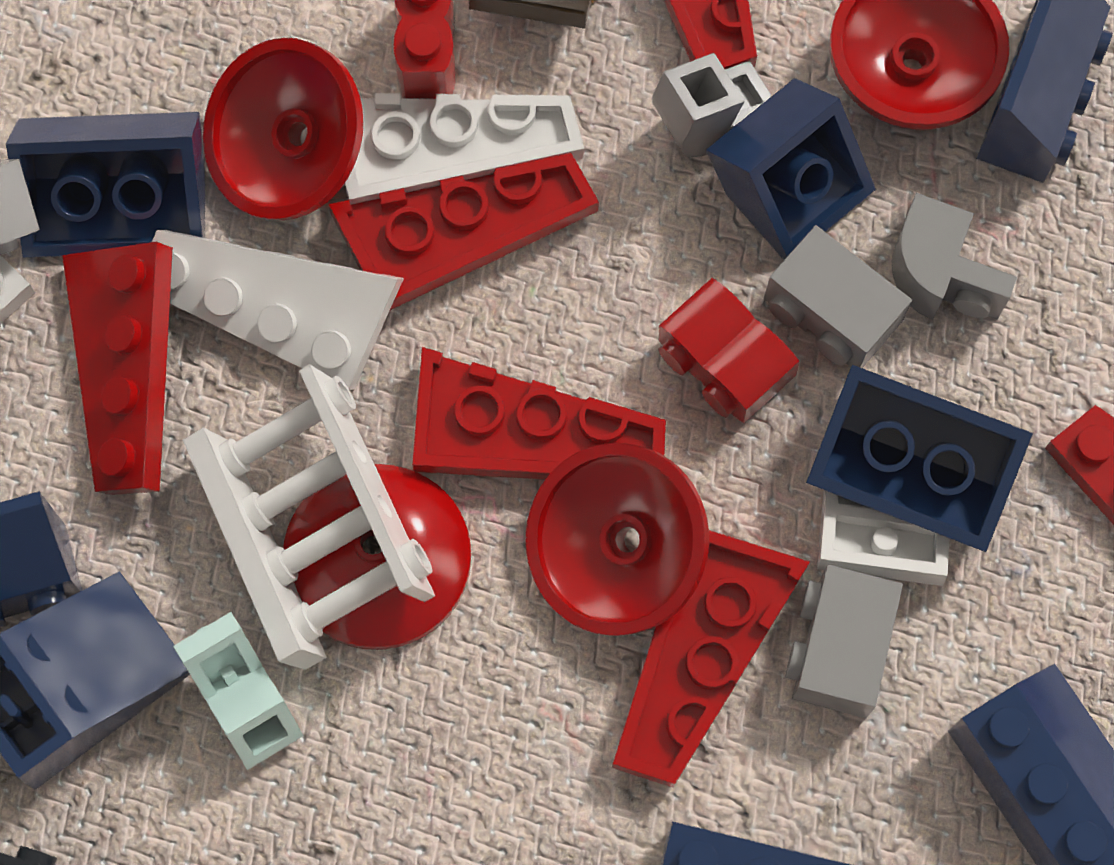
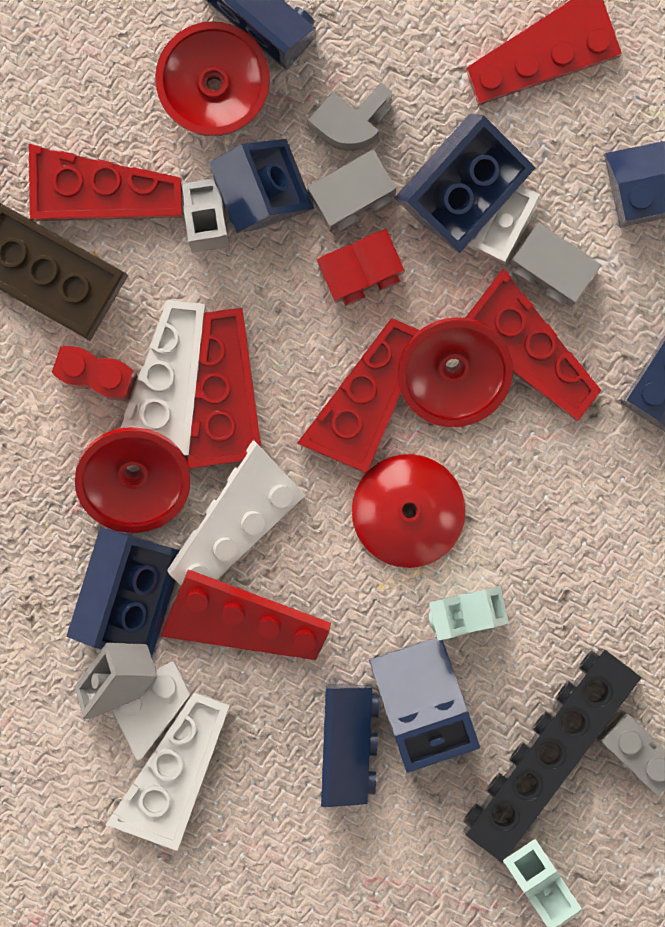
camera: 65 degrees left, 15 degrees up
(246, 519) = (366, 575): white fence -> none

